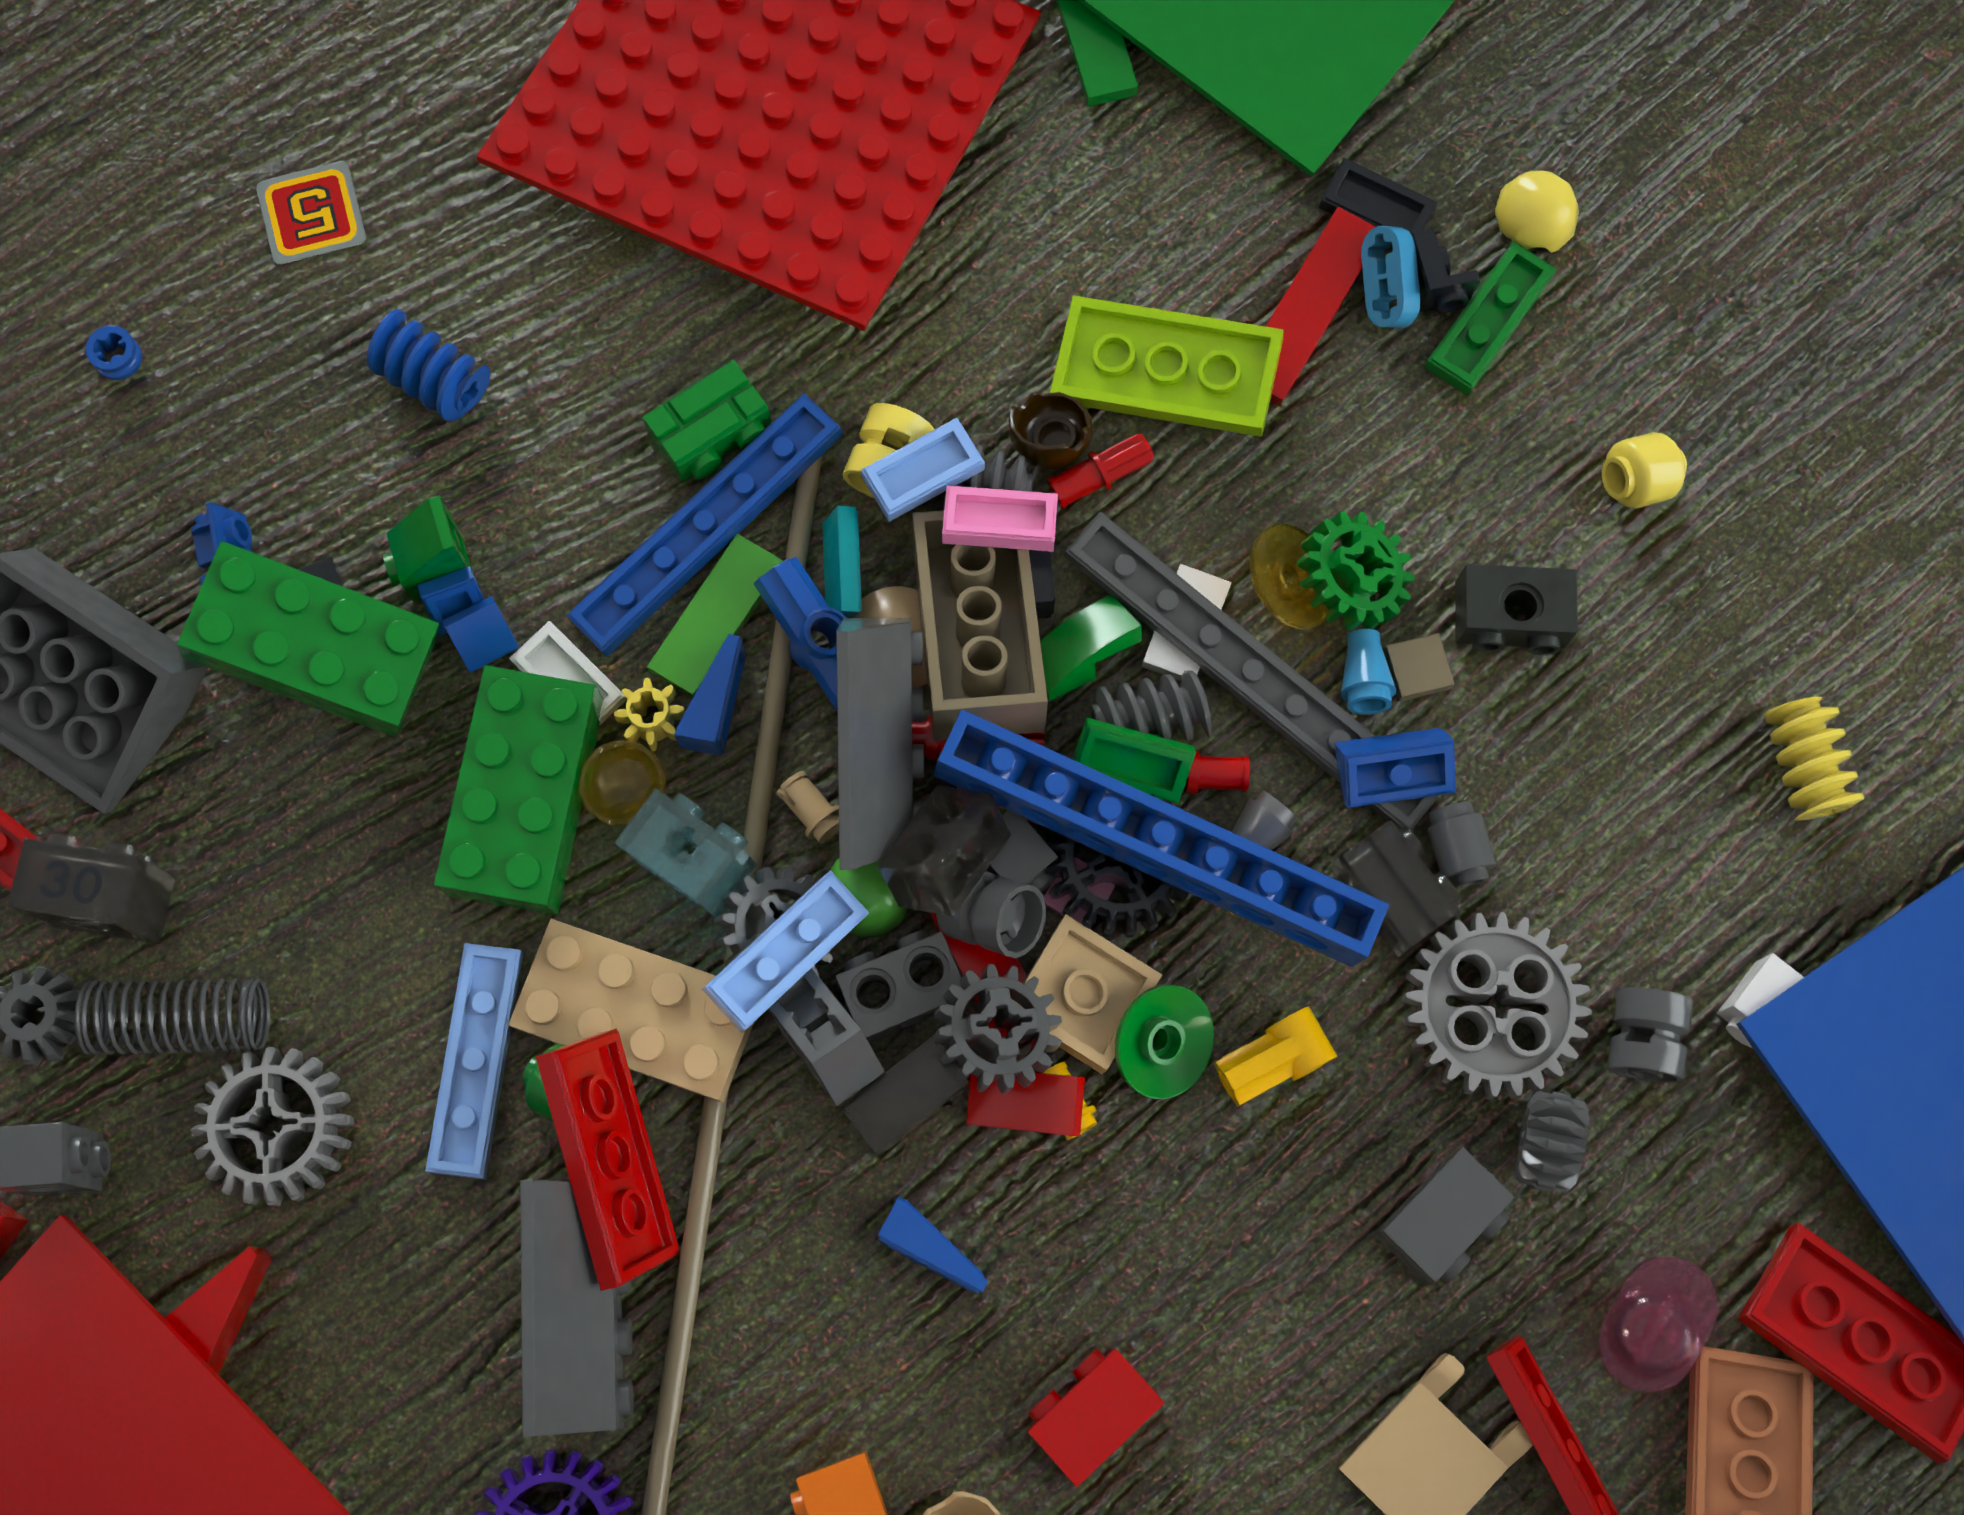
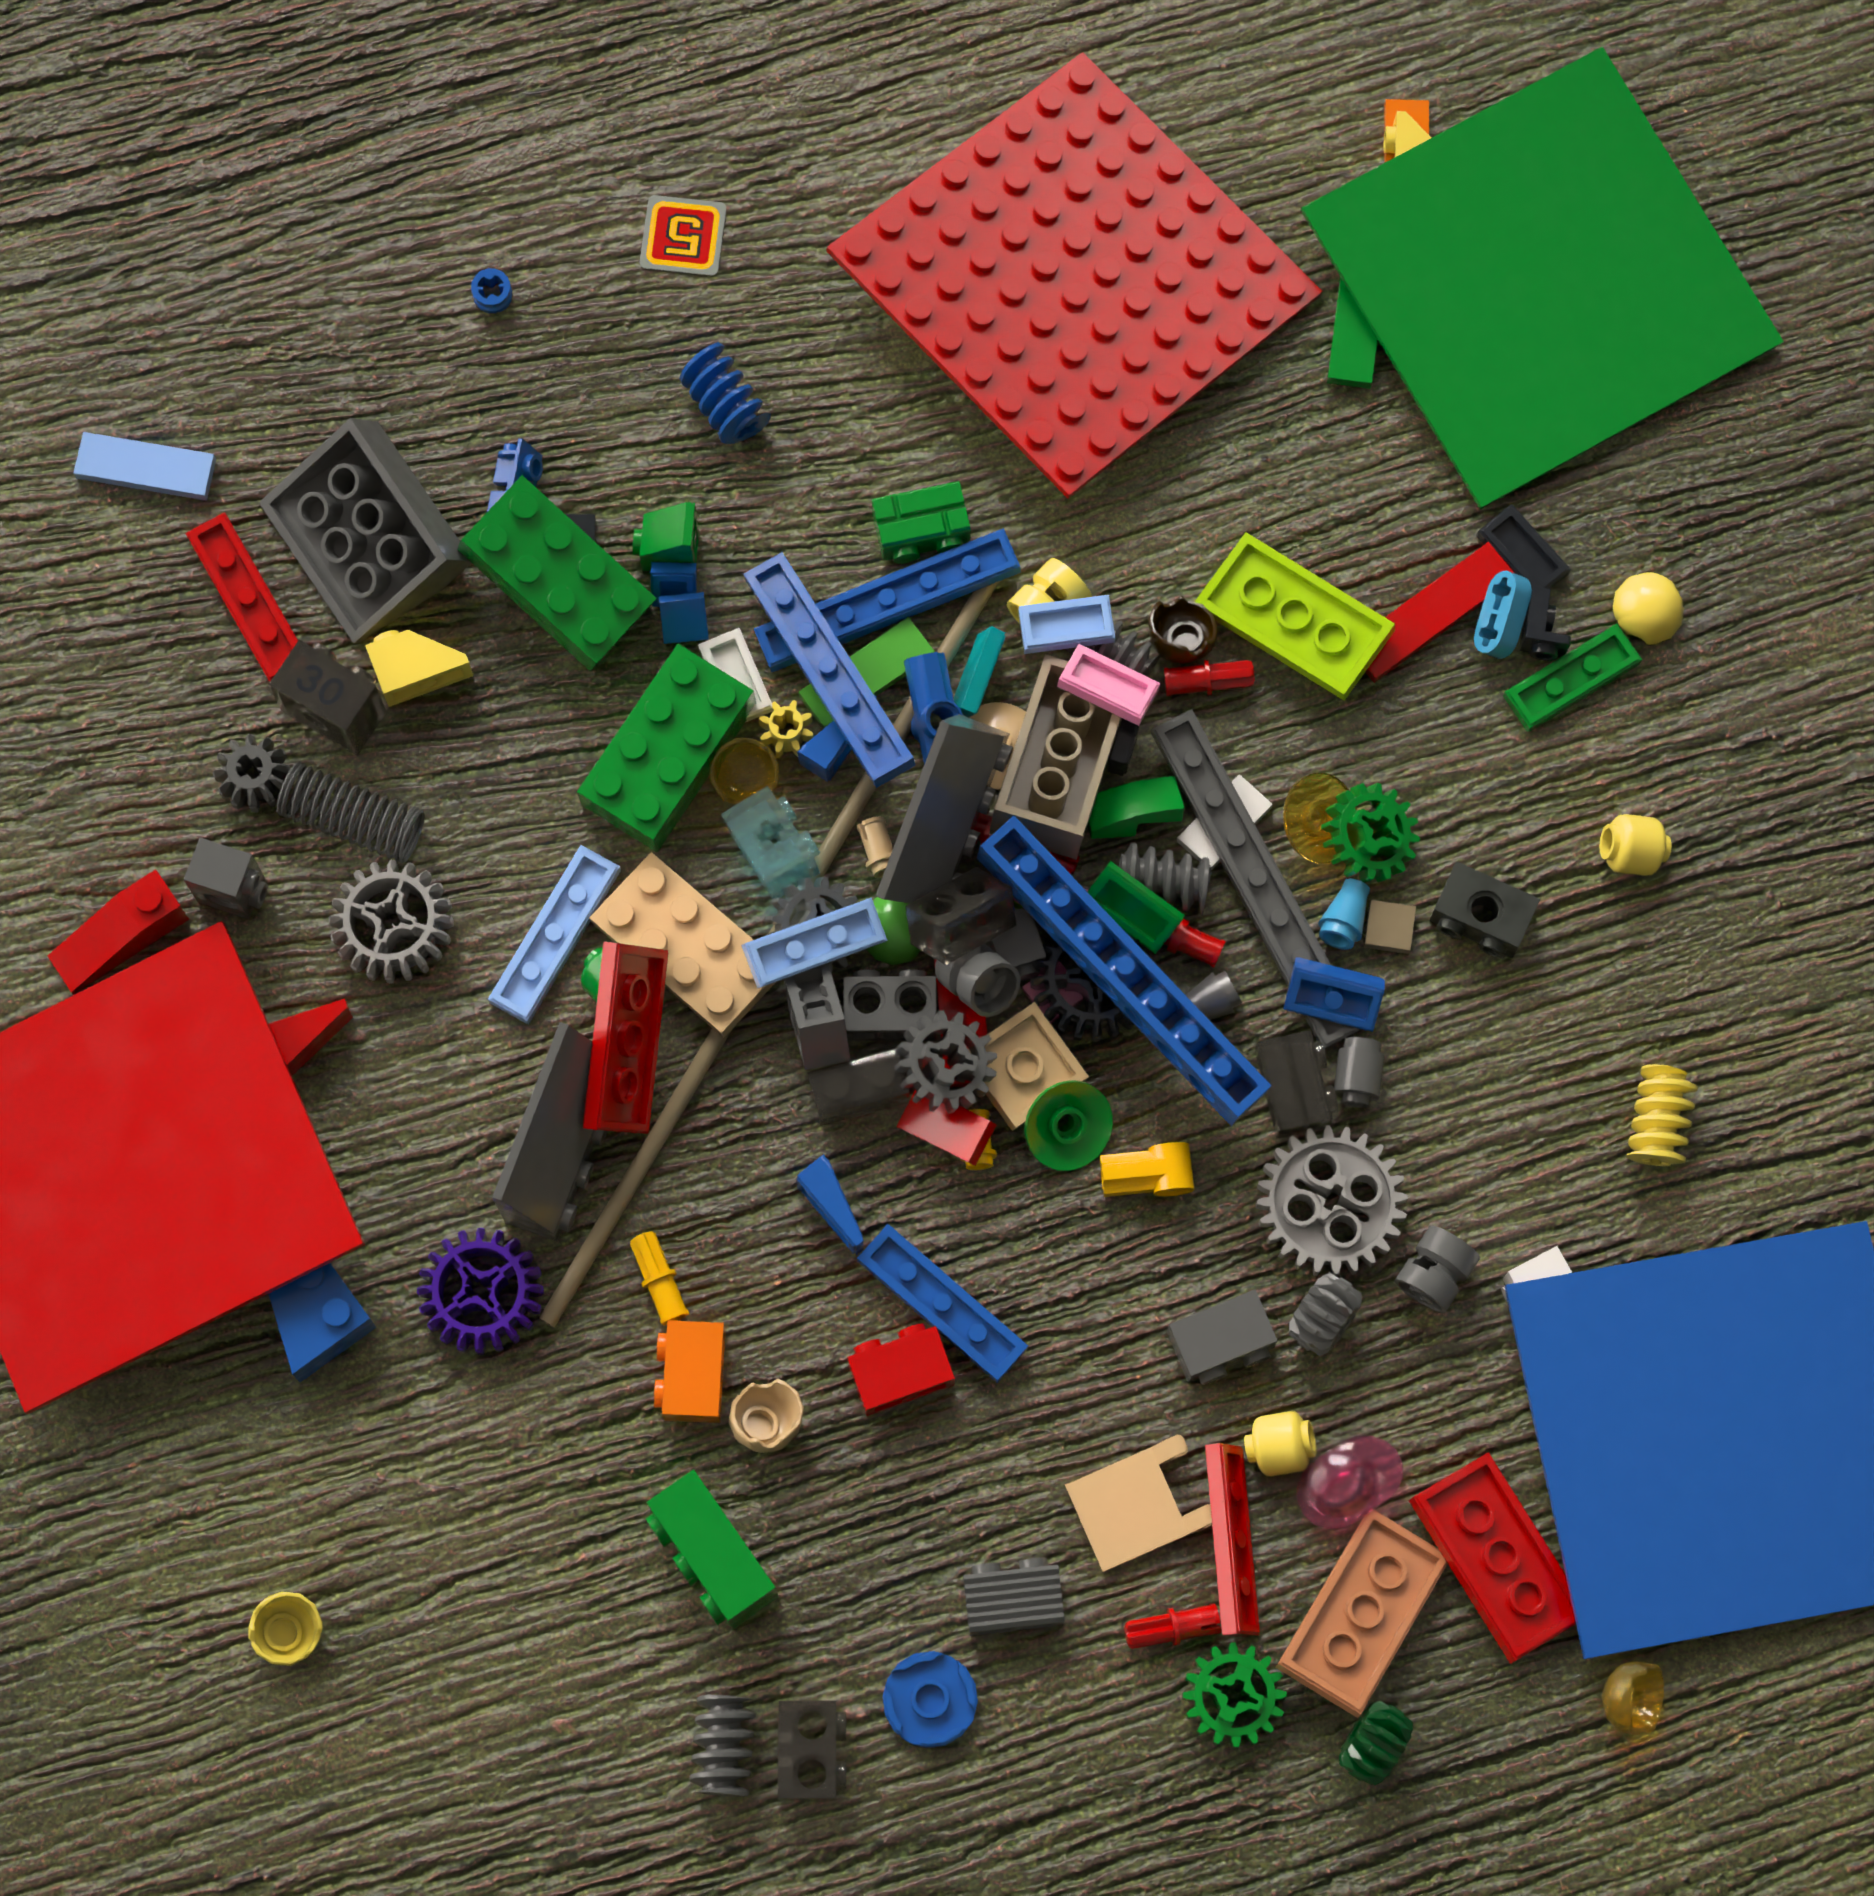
camera: 25 degrees right, 0 degrees up
(184, 812) = (414, 665): none -> light yellow slope
(675, 628) = (829, 670): none -> plate
(762, 1424) = (658, 1277): none -> yellow axle
(1108, 1313) = (942, 1303): none -> blue plate
(1566, 1314) = (1281, 1443): none -> light yellow head

